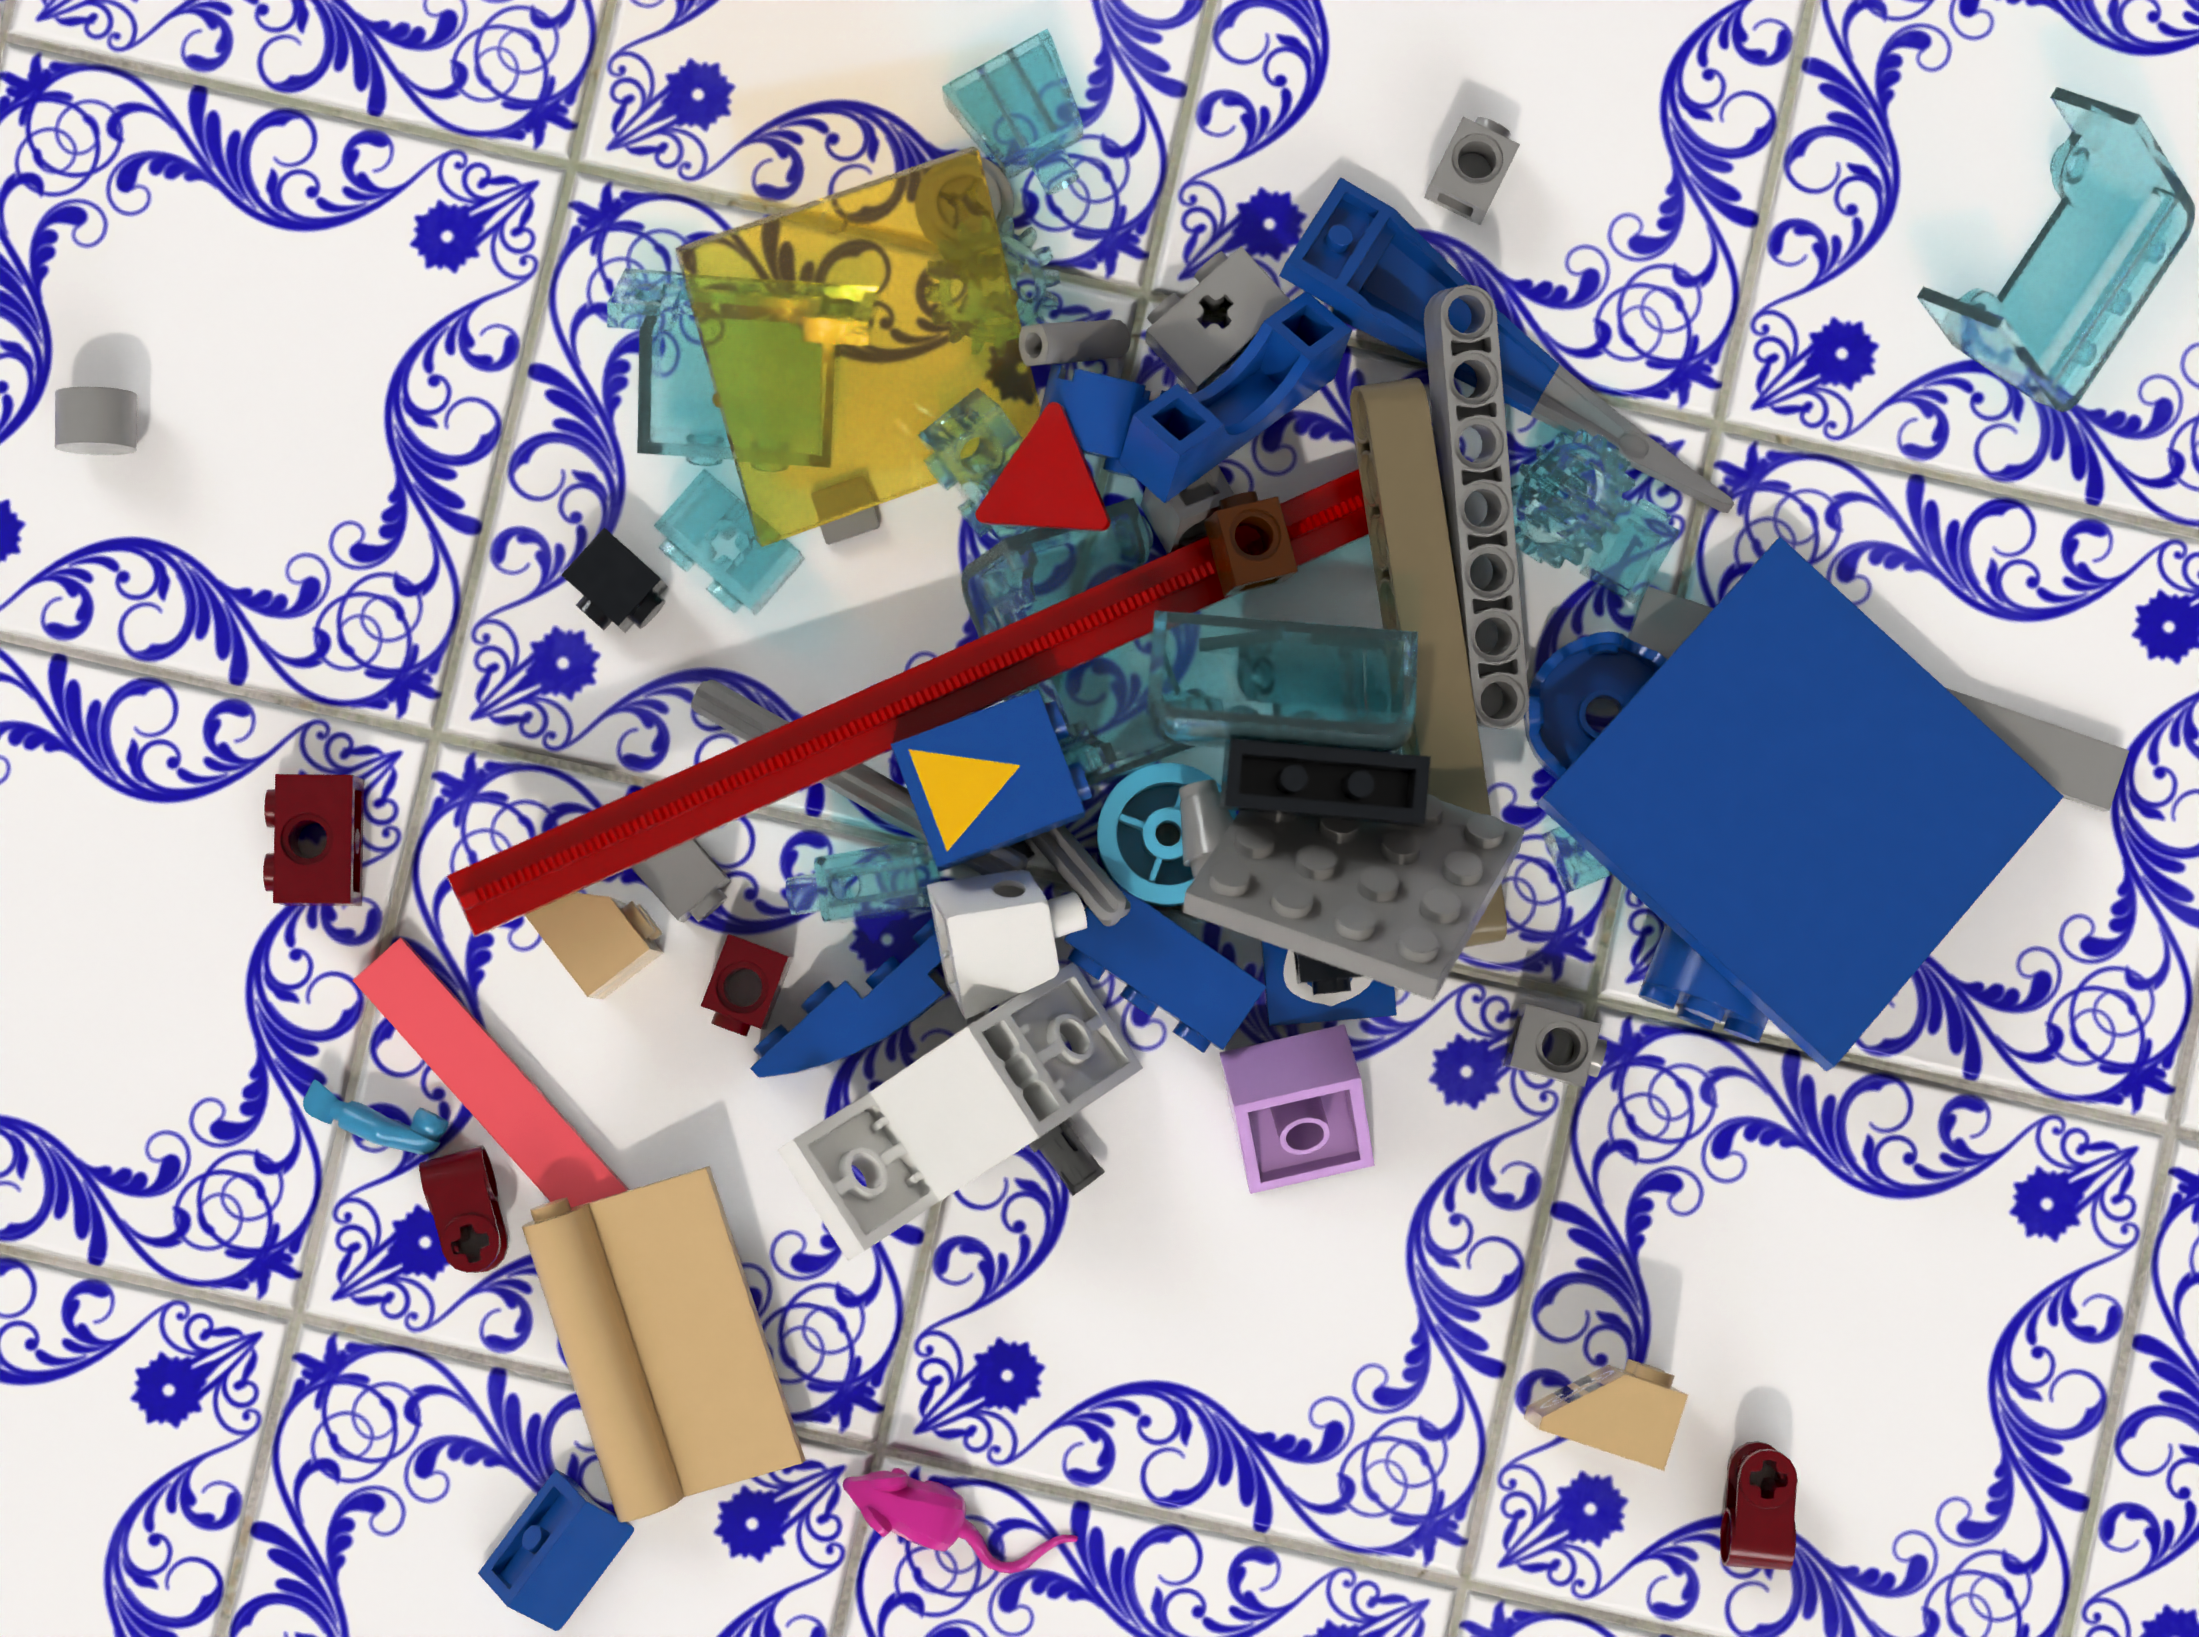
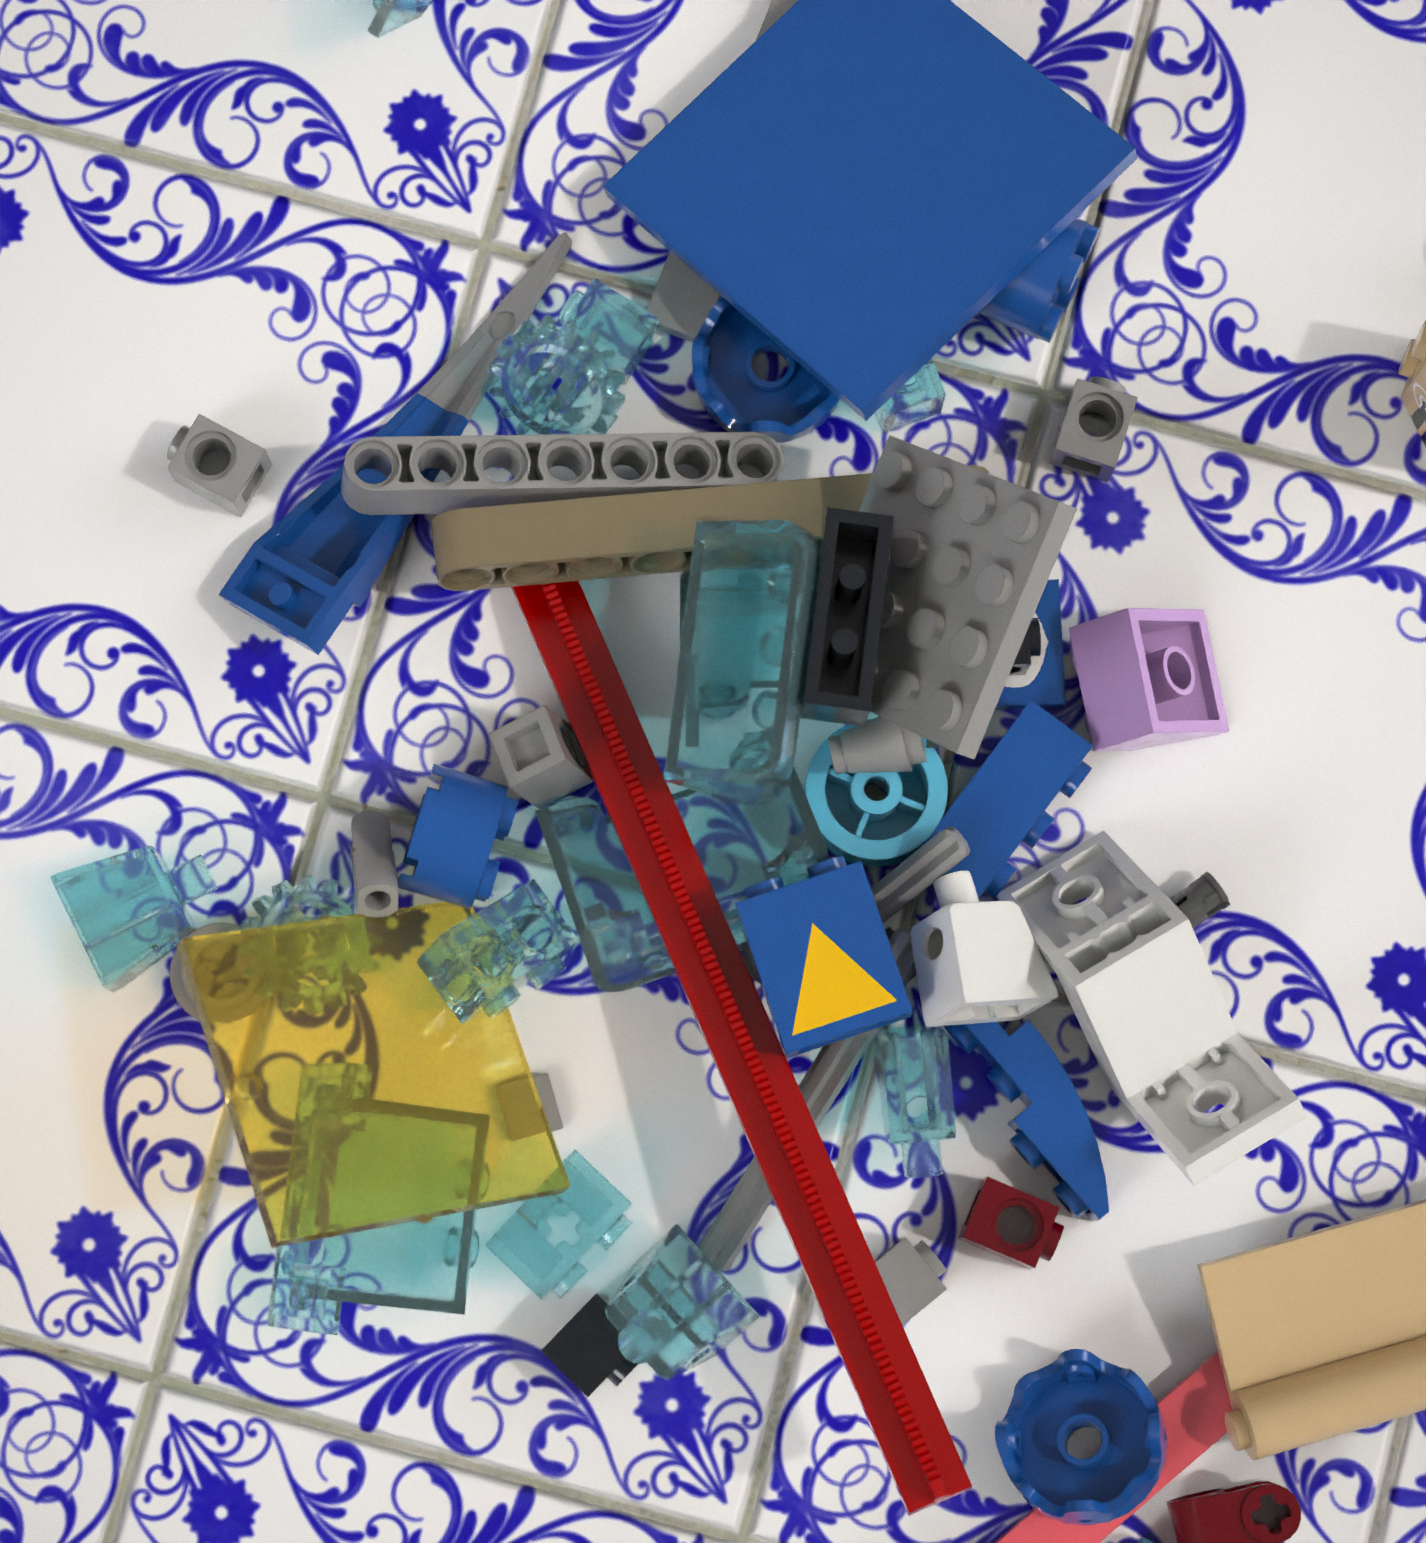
camera: 85 degrees left, 5 degrees down
(544, 1015) = (1055, 1403): none -> blue plate
(598, 939) = (968, 1366): tan slope -> none
(649, 656) = (676, 1308): none -> clear light blue torso
(1046, 482) = (520, 890): red piece -> none
(1189, 434) = (470, 730): blue arch -> none
(1204, 354) = (345, 687): light grey brick -> none
(1240, 570) = (602, 664): reddish brown brick -> none

